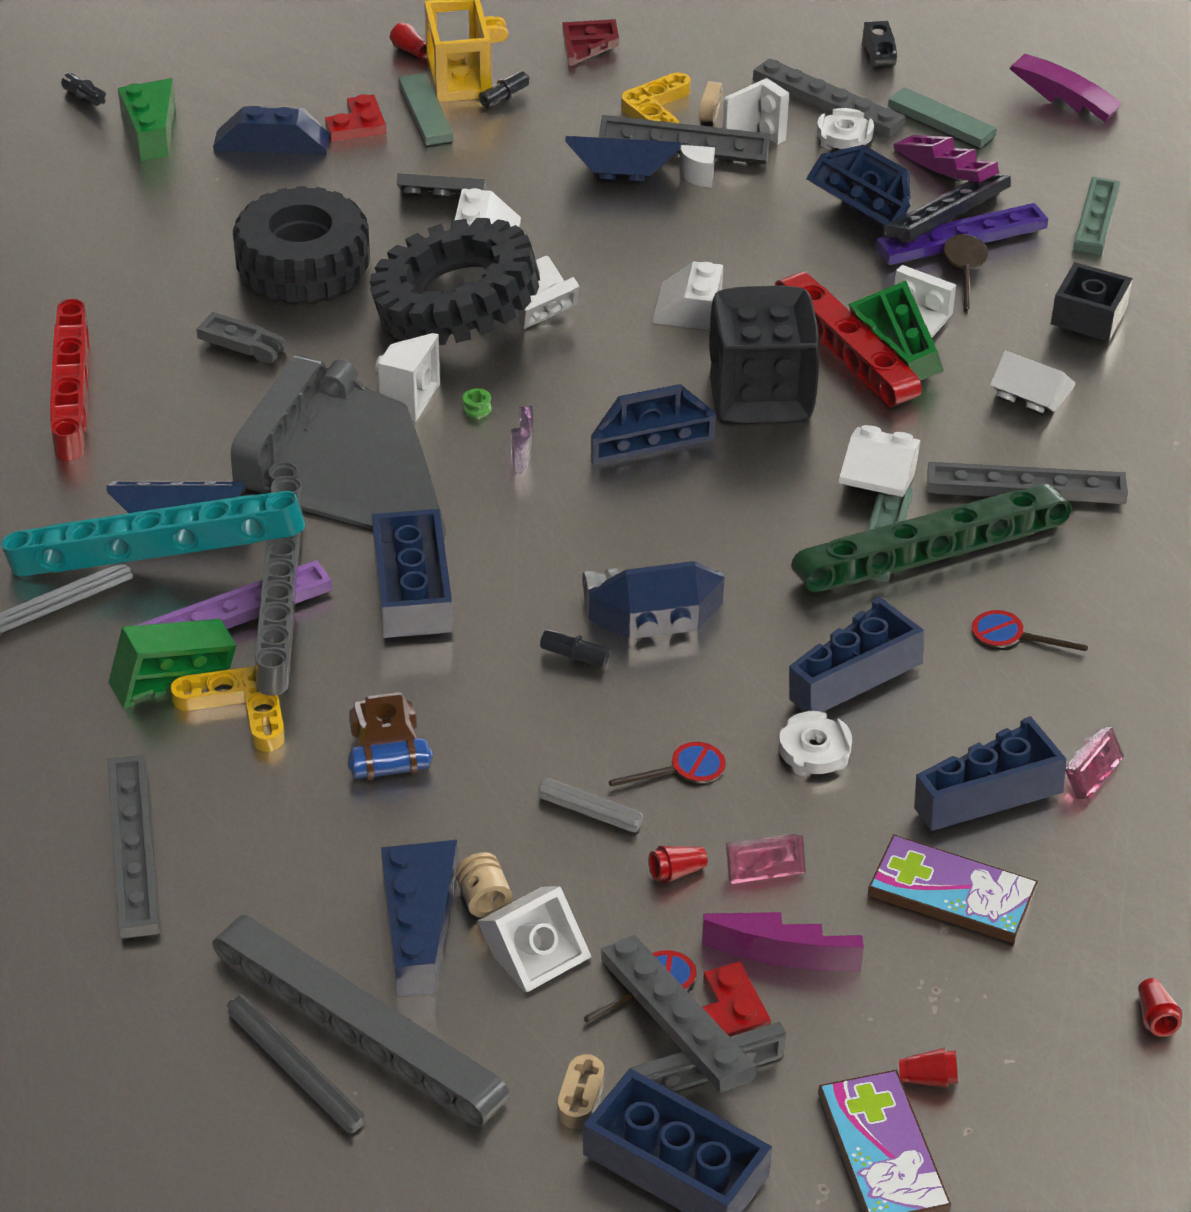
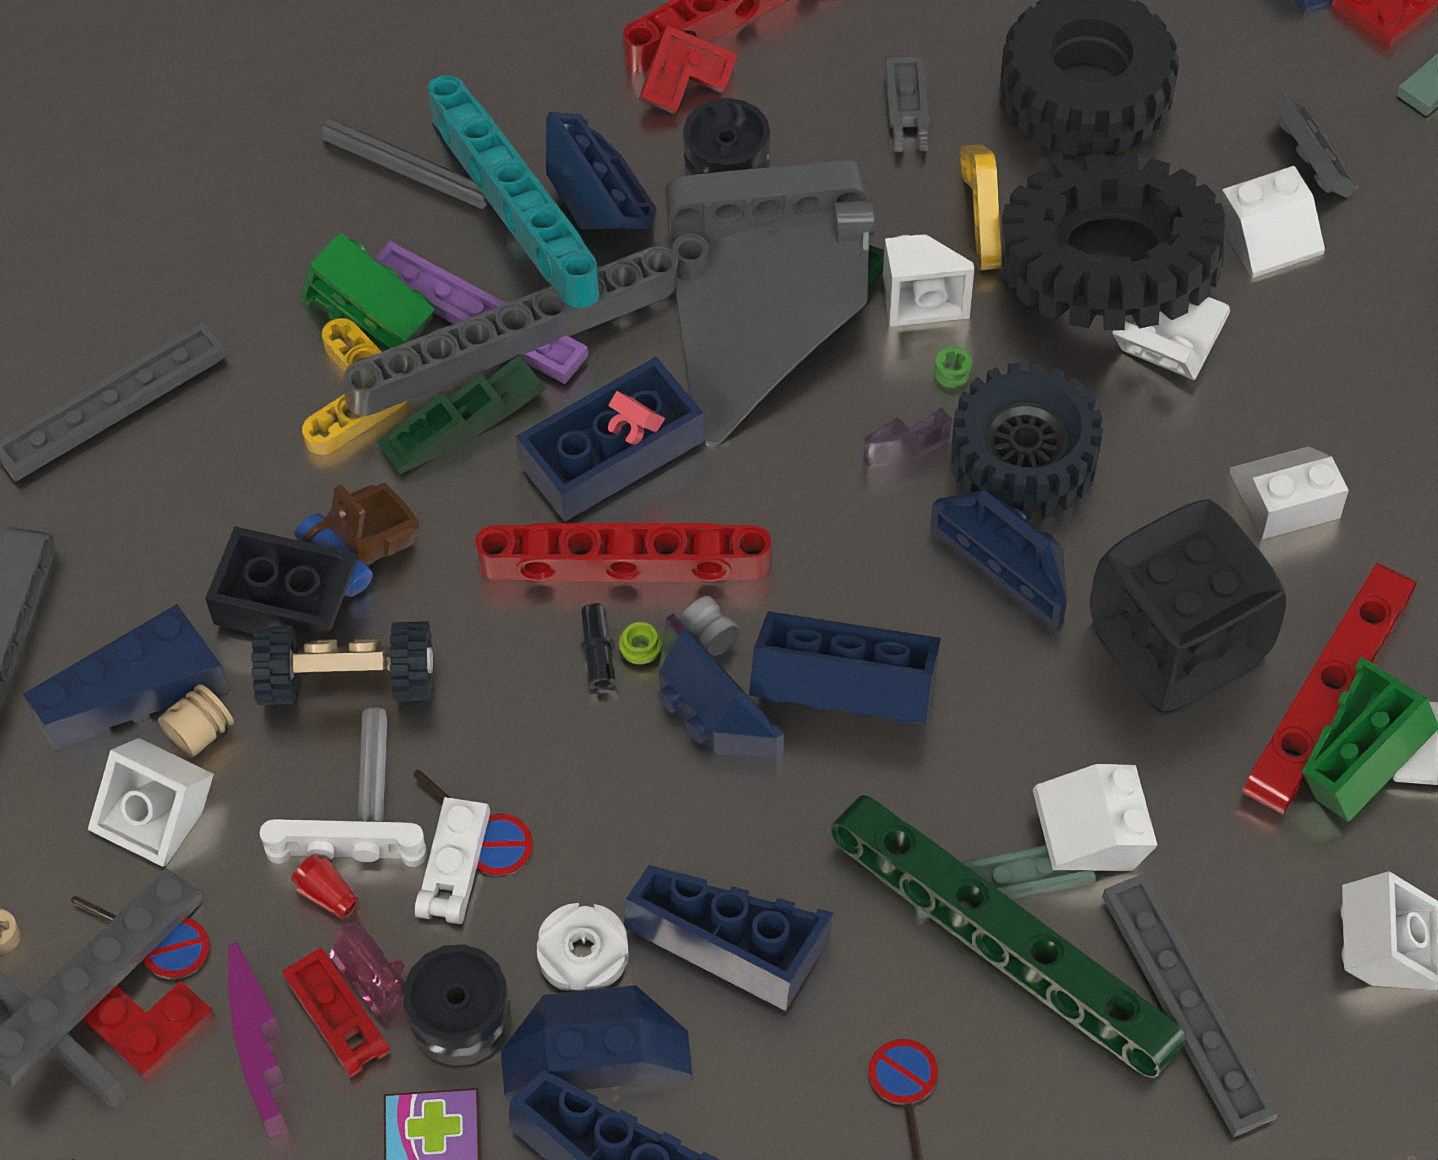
camera: 65 degrees right, 15 degrees up
(109, 422) = (684, 58): none -> red plate
(206, 425) = (725, 137): none -> black wheel
(317, 649) = (464, 415): none -> dark green slope
(356, 314) = (980, 173): none -> yellow beam
(403, 788) = (278, 583): none -> black slope
(424, 530) = (635, 414): none -> coral tile
(506, 608) = (624, 552): none -> red beam
(521, 743) = (278, 661): none -> black plate
(570, 382) = (1034, 413): none -> black wheel
(588, 626) = (637, 633): none -> lime plate
(652, 827) = (344, 839): none -> white plate
(695, 520) = (844, 667): none -> dark blue brick
(700, 786) = (453, 860): none -> white plate
(785, 891) = (335, 1010): none -> red plate
(830, 812) = (457, 1004): none -> black wheel
(886, 765) = (597, 1041): none -> dark blue wedge

